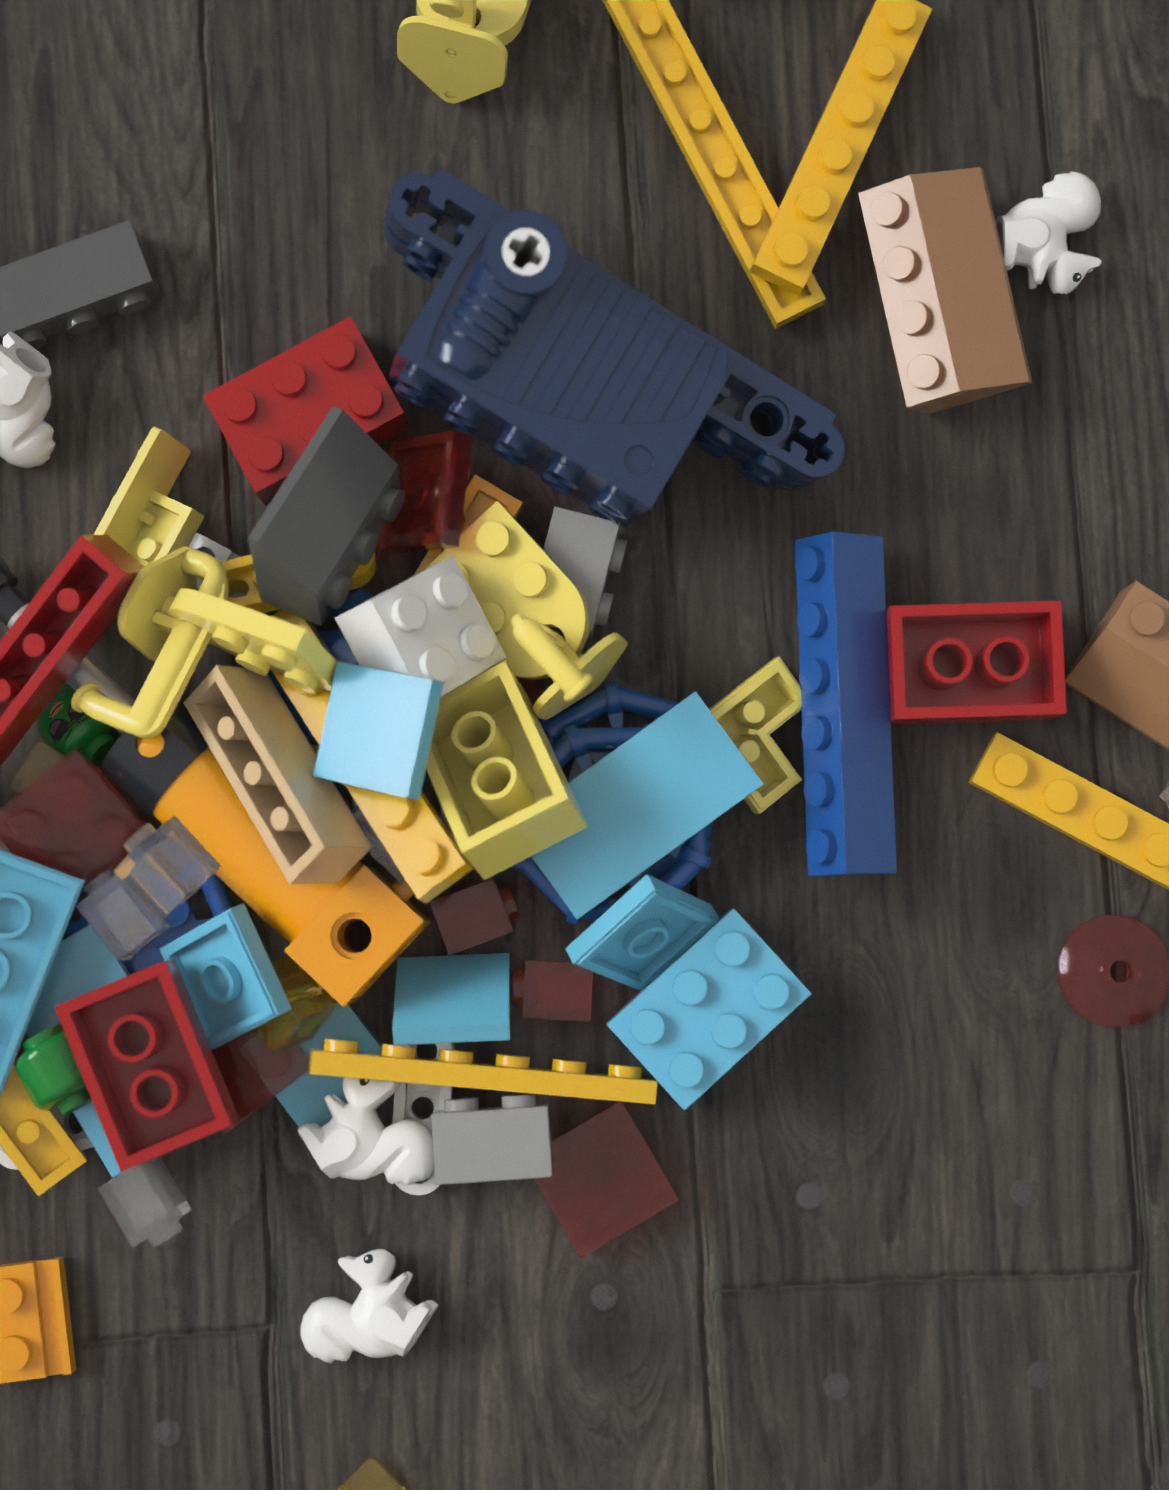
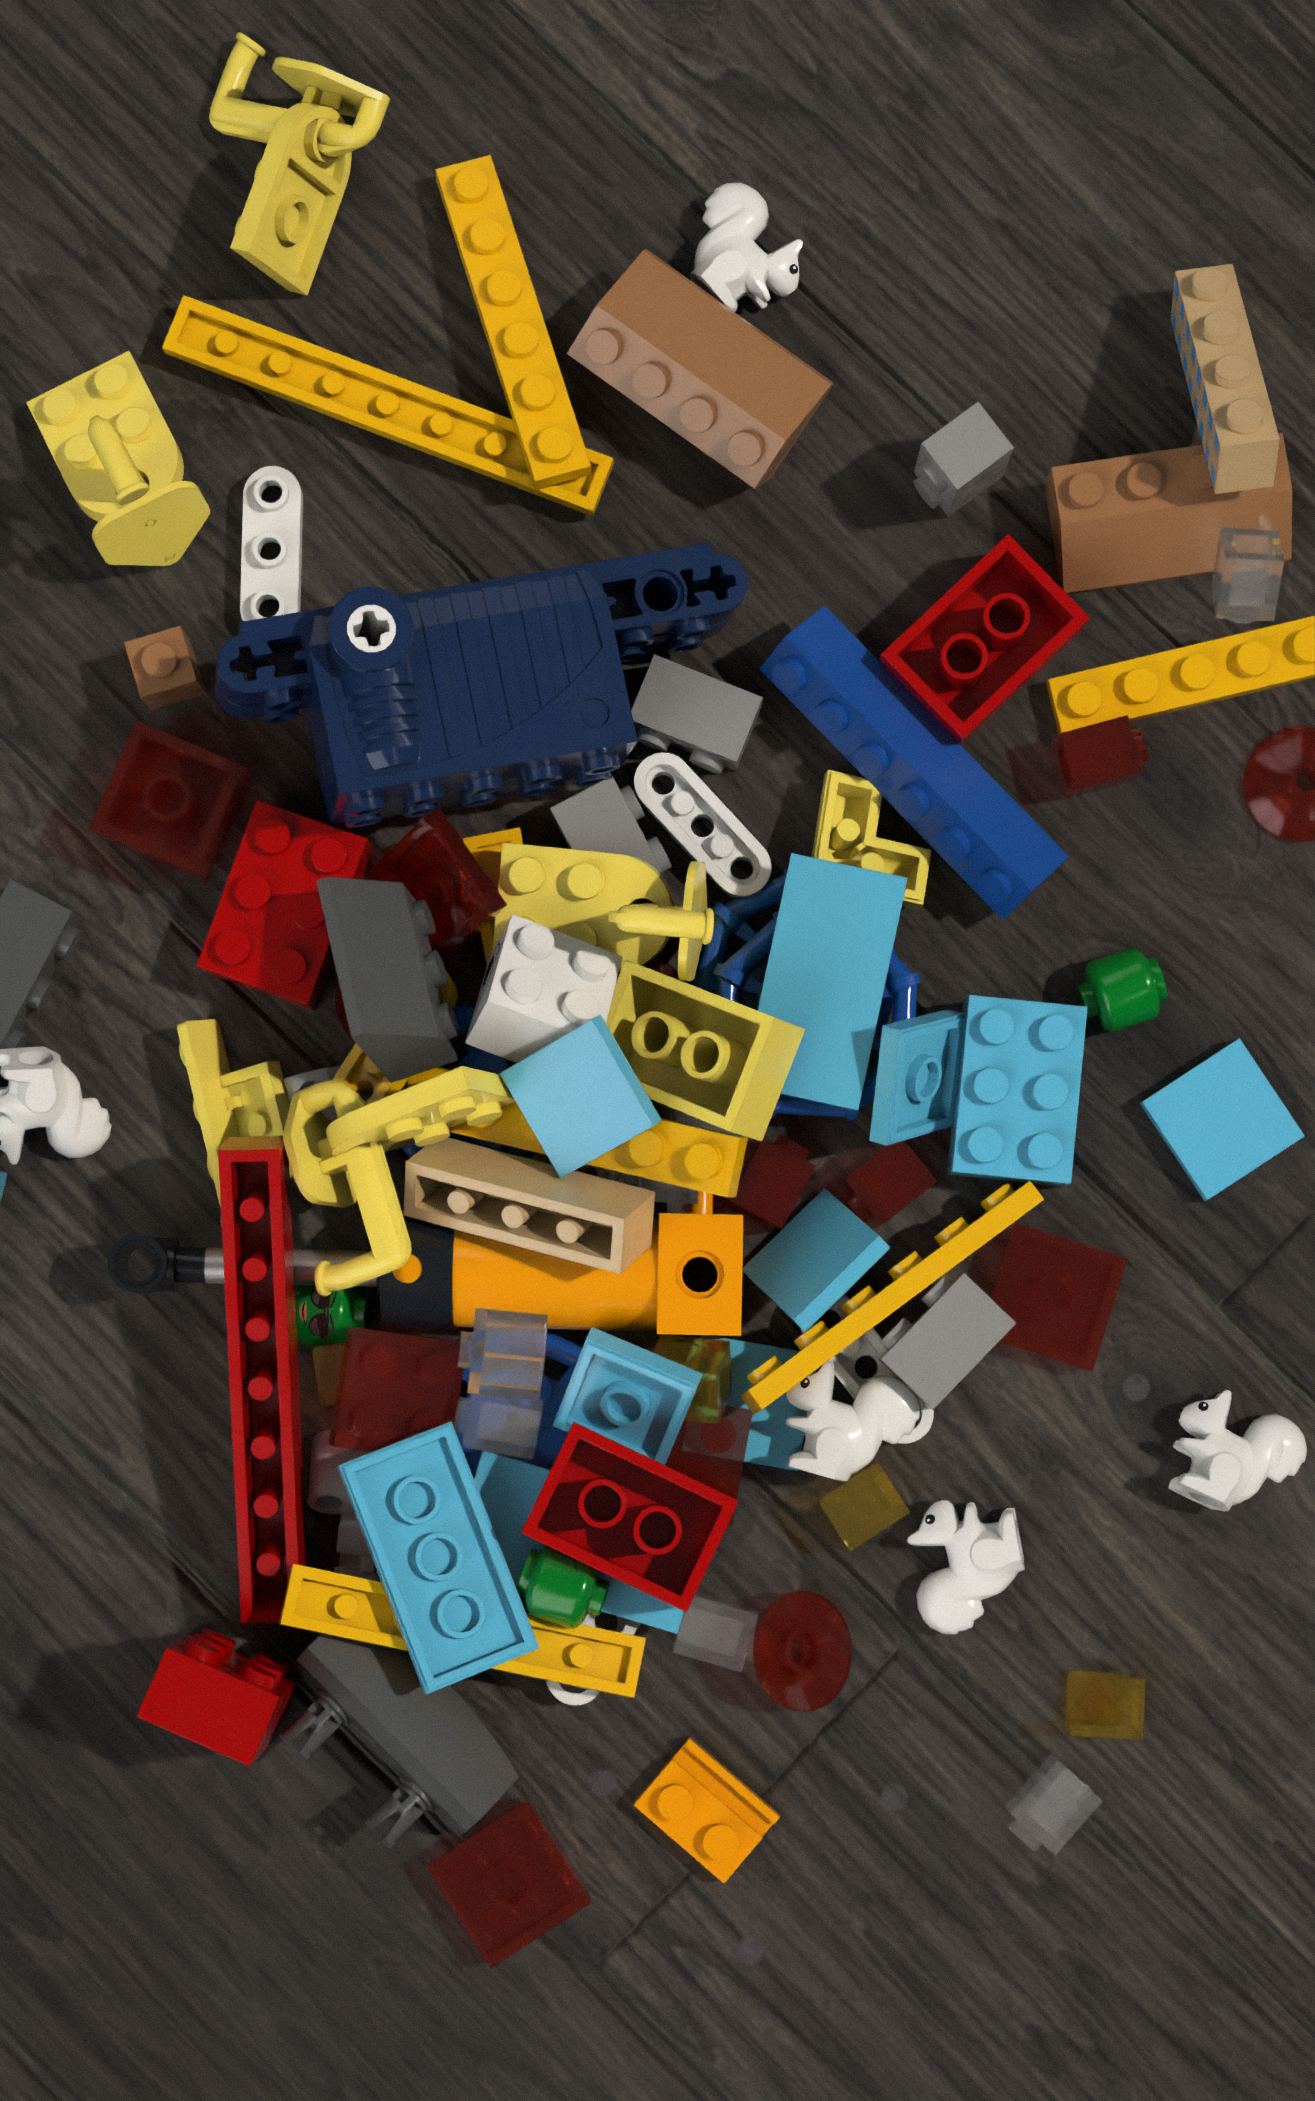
camera: 40 degrees left, 0 degrees up
(205, 1284) = (819, 1651): none -> clear red dish
(292, 265) = (171, 801): none -> clear red brick
(329, 1207) = (863, 1505): none -> clear yellow panel
(372, 166) = (165, 667): none -> medium nougat brick
(544, 134) = (267, 523): none -> white plate
(619, 1420) = (1234, 1467): none -> white animal
(659, 592) = (695, 800): none -> white plate
(719, 532) = (694, 715): none -> light grey brick
(838, 1161) = (1222, 1119): none -> medium azure tile
(850, 1003) = (1122, 989): none -> green head
(986, 821) = (1100, 756): none -> clear red brick
(1075, 518) = (961, 460): none -> light grey brick

